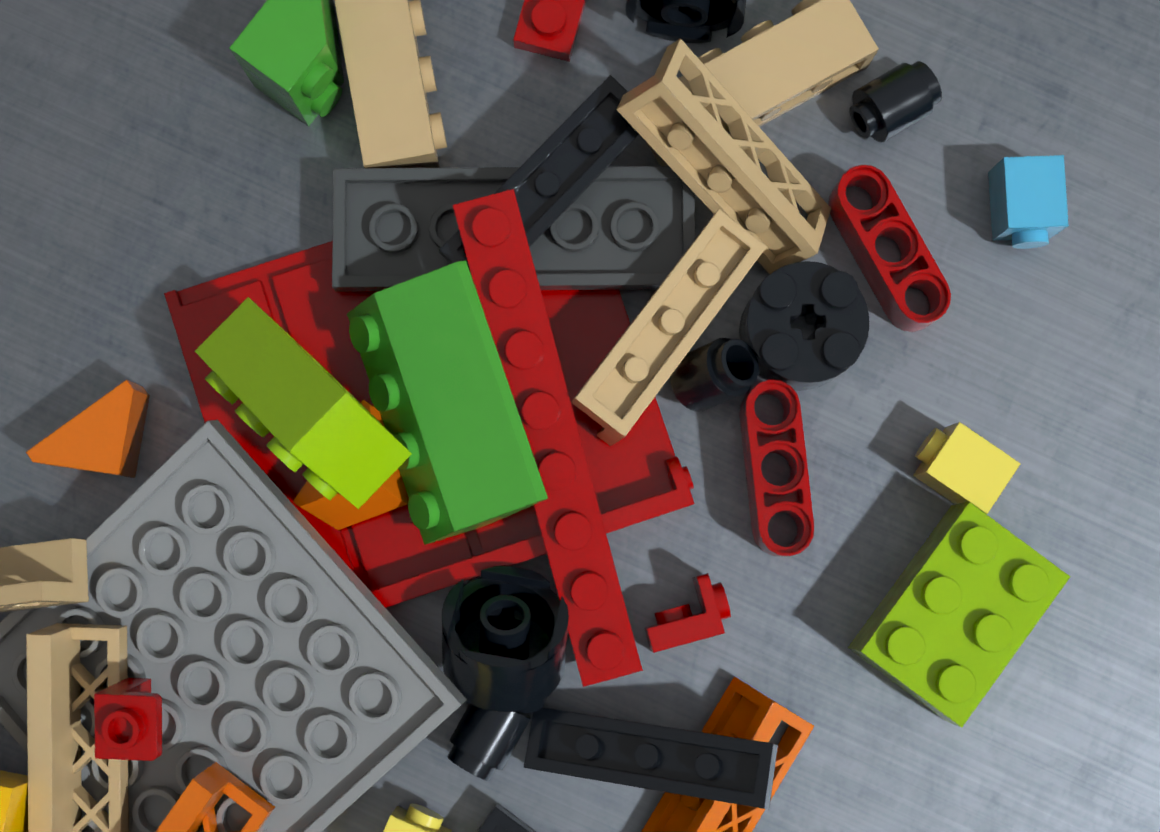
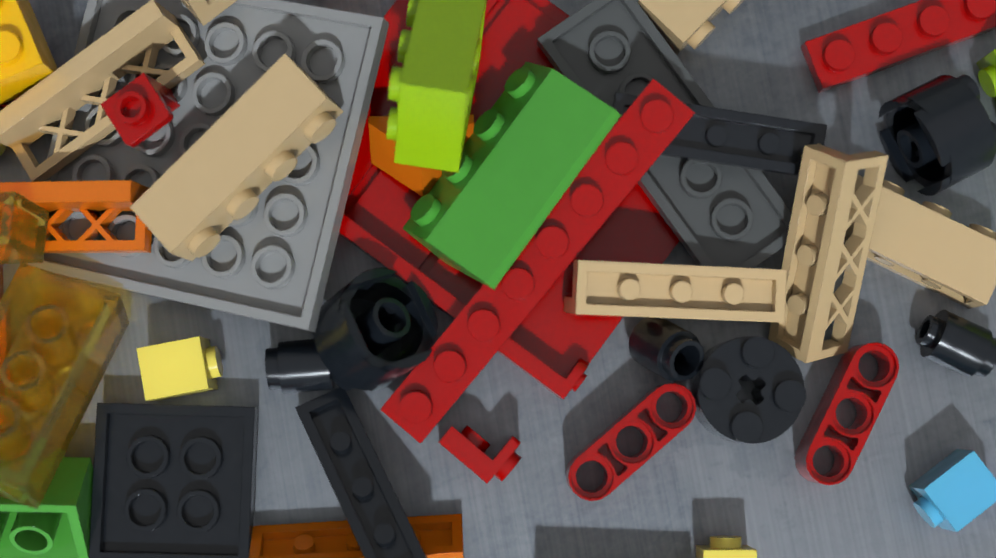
camera: 55 degrees right, 0 degrees up
(247, 660) = (237, 160): none -> tan brick

